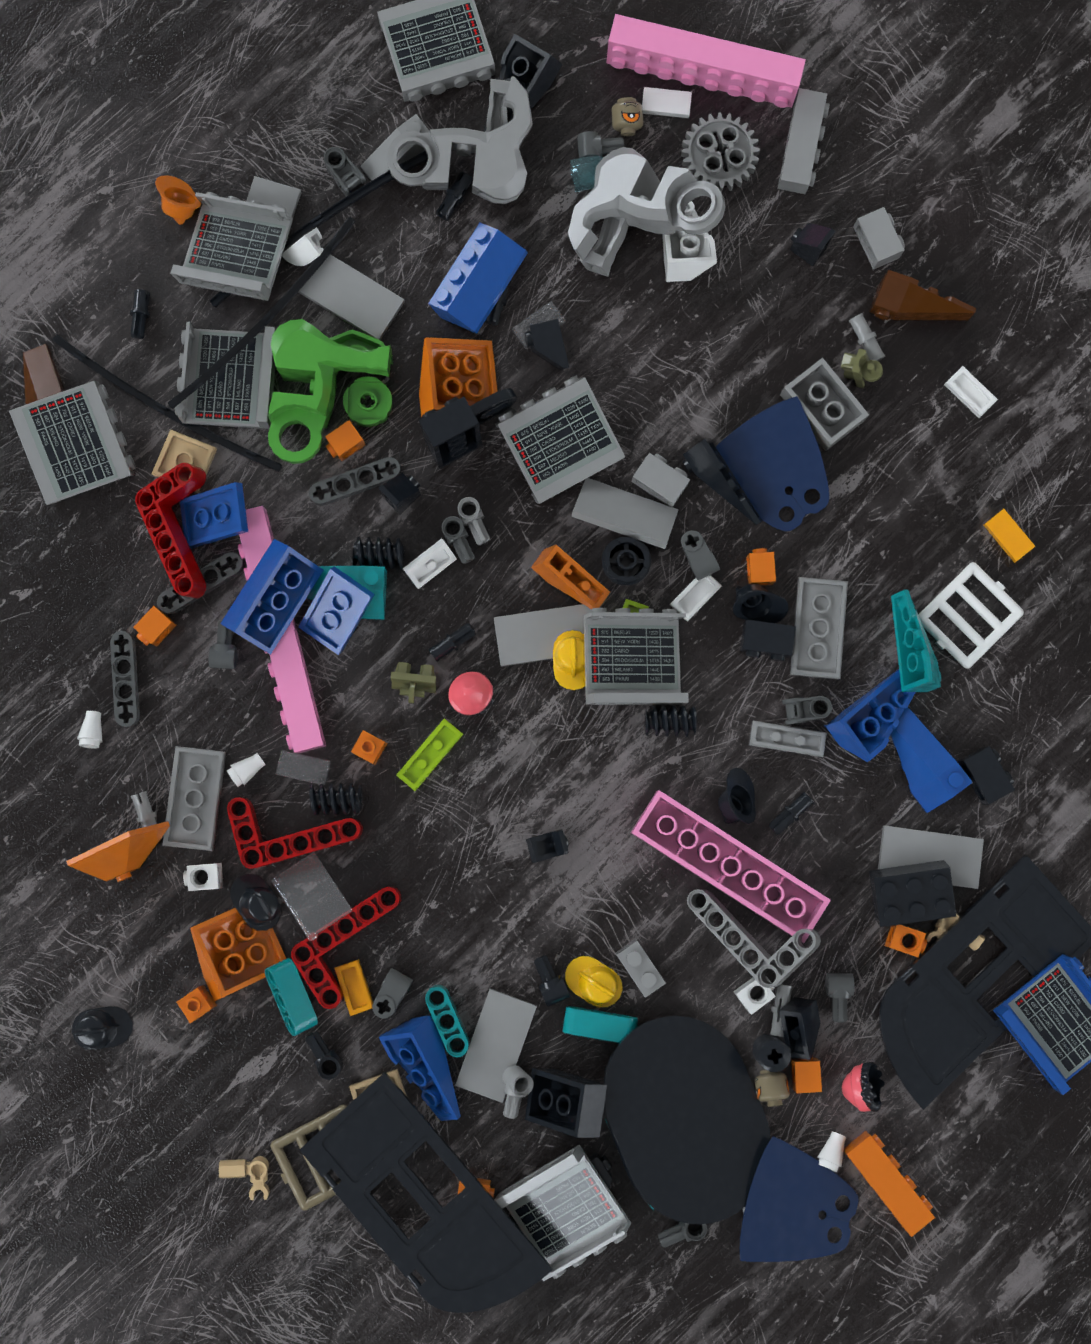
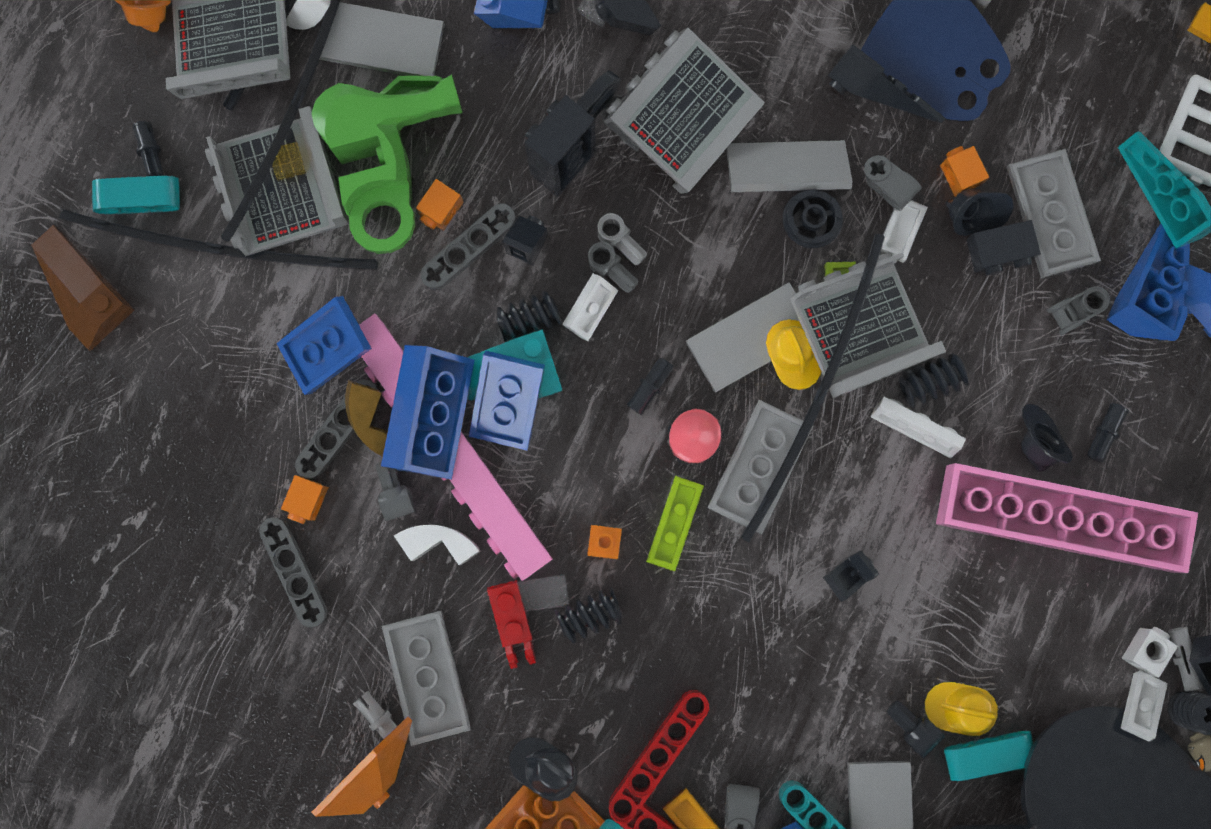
camera: 20 degrees left, 0 degrees up
(72, 442) = (128, 323): panel -> none
(91, 731) = (277, 646): white cone -> none
(116, 344) = (135, 195): none -> teal beam
(170, 529) = (278, 379): red beam -> none
(183, 449) = (264, 298): tan tile -> none
(214, 881) = (483, 754): white brick -> none
(223, 573) = (360, 409): none -> pearl gold brick
(232, 691) = (421, 539): none -> white brick
(243, 363) = (288, 162): none -> clear yellow tile
(245, 769) = (472, 622): white cone -> none
(275, 780) = (511, 620): none -> red hinge
(288, 842) = (553, 685): red beam -> none
(311, 895) = (605, 737): clear piece -> none
(379, 393) = (456, 137): bright green plate -> none
(414, 684) = (626, 450): olive hips -> none
(456, 370) = (531, 78): orange slope -> none
(512, 736) = (756, 464): none -> light grey tile
(569, 577) = (754, 262): orange slope -> none
(576, 699) = (822, 390): none -> black piece
(640, 968) = (1011, 673): light grey brick -> none
(645, 752) = (918, 427): none -> white plate
(661, 479) = (813, 114): light grey brick -> none
(732, 1032) = (1144, 706): none -> white plate
(748, 943) = (1125, 598): light grey beam -> none
(787, 739) = (1068, 350): light grey tile -> none

